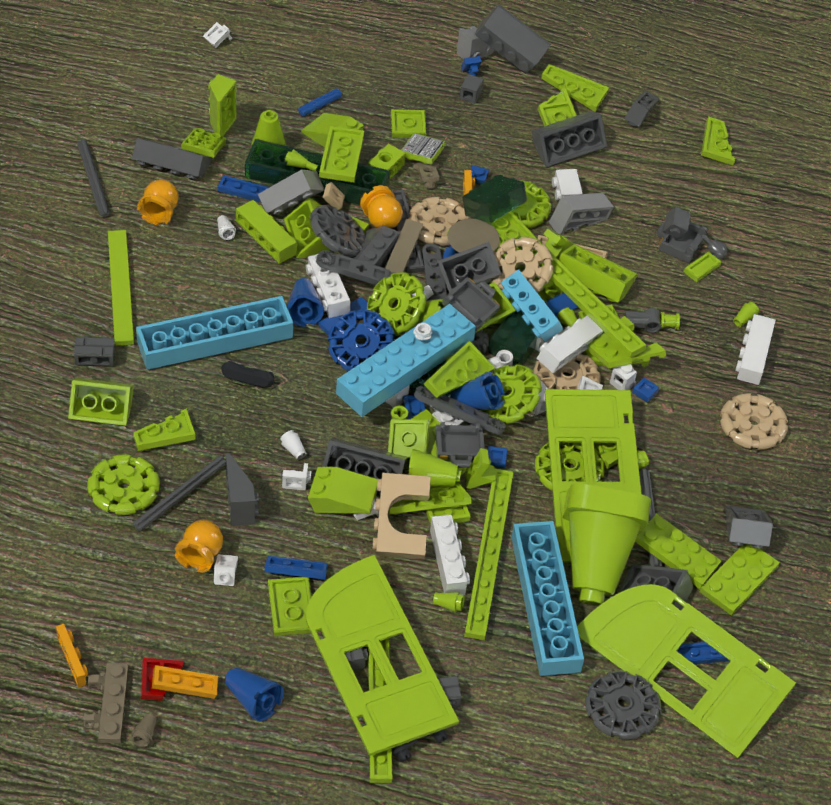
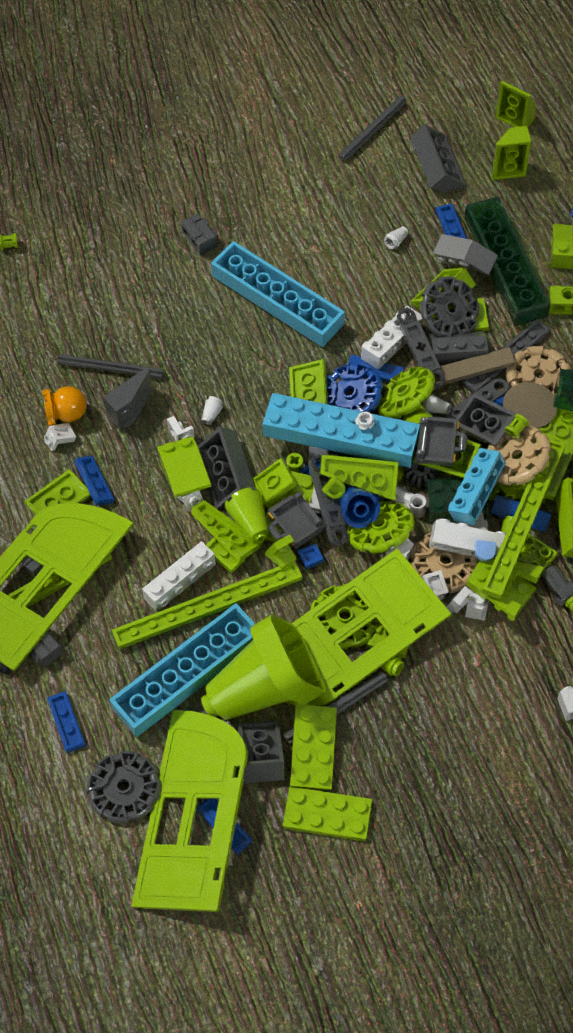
camera: 65 degrees right, 10 degrees up
(100, 401) = (155, 265): lime slope -> none
(120, 288) = (281, 209): lime tile -> none
(123, 474) = (90, 318): lime plate -> none
(158, 202) = (380, 178): light orange tile -> none
(169, 432) = (158, 324): lime wing -> none
(171, 77) = (515, 106): none -> lime slope
(203, 142) = (473, 170): lime tile -> none
(247, 375) = (257, 346): black piece -> none
(266, 231) = (412, 264): lime brick -> none
(269, 128) = (518, 204): lime cone -> none
(297, 160) = (495, 234): lime cone -> none
(305, 303) = (357, 330): blue cone -> none
(325, 364) = (309, 381): none -> lime tile
(333, 196) = (488, 285): tan bracket -> none
(341, 154) = (532, 260): lime plate -> none
(381, 207) = (506, 324): light orange tile -> none
(390, 541) = (162, 523): tan arch -> none
(452, 600) = (137, 603): lime cone -> none
(458, 395) = (334, 488): none -> lime tile
(500, 248) = (516, 426): none -> lime bush
(528, 717) = (66, 722): none -> blue tile
(590, 336) = (485, 550): none -> light blue tile
(617, 379) = (459, 601): none -> white plate
(645, 390) = (479, 630): blue plate -> none
(748, 526) = (381, 789): slope -> none
(754, 435) = (521, 727): tan plate -> none

